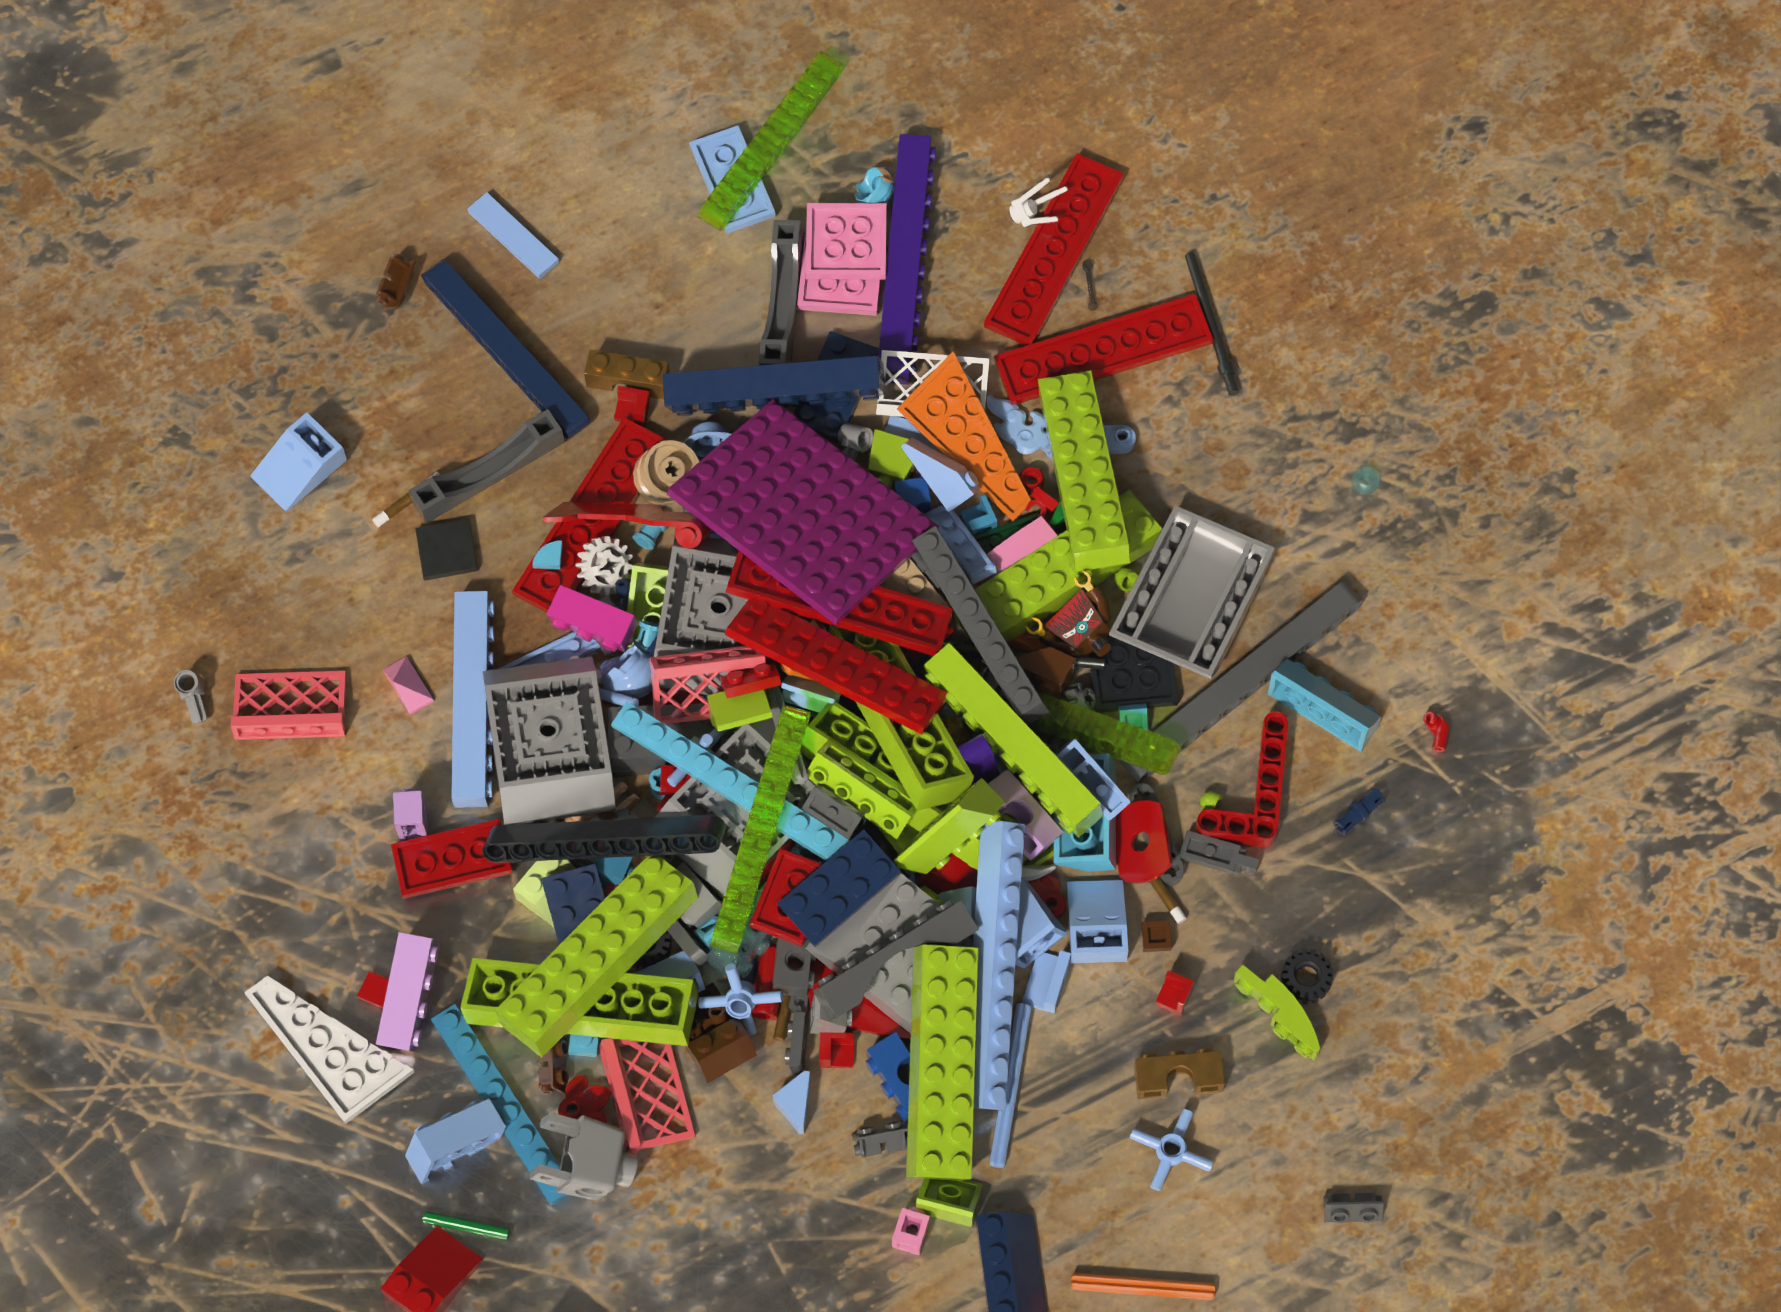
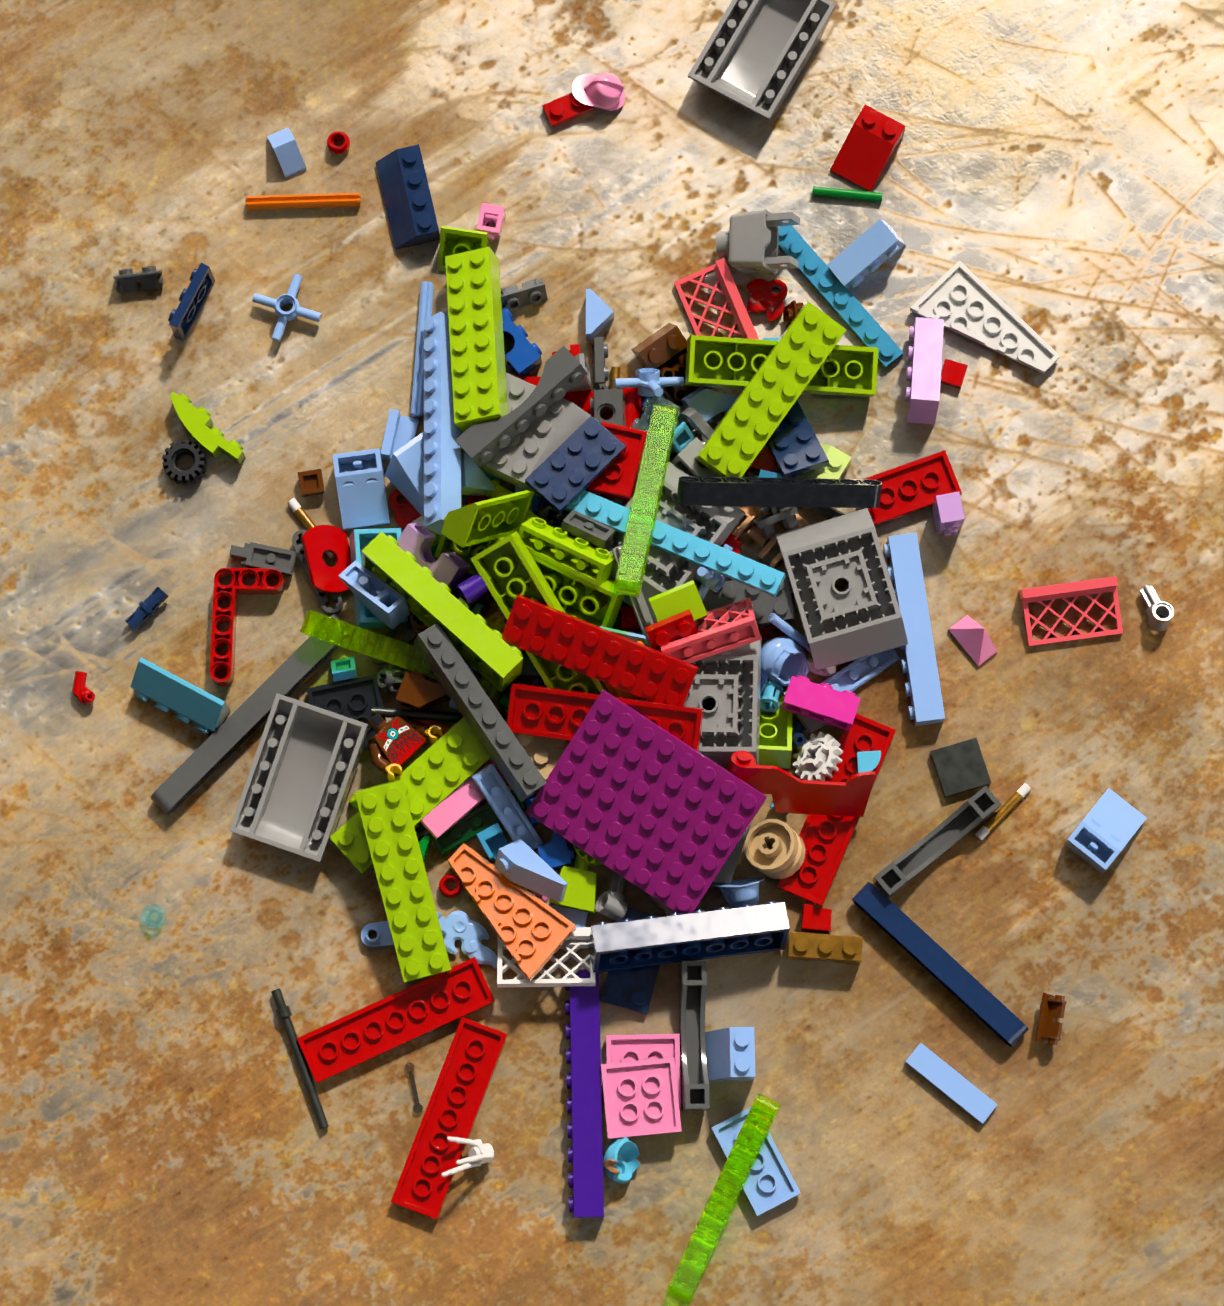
camera: 175 degrees right, 10 degrees up
(743, 273) = (730, 1054): none -> light blue slope
(1042, 500) = (438, 860): red tile -> none
(1174, 993) = (292, 435): red panel -> none
(1201, 1067) = (304, 369): pearl gold arch -> none
(1211, 800) = (273, 603): lime hinge -> none
(1289, 1161) = (191, 301): none -> dark blue plate

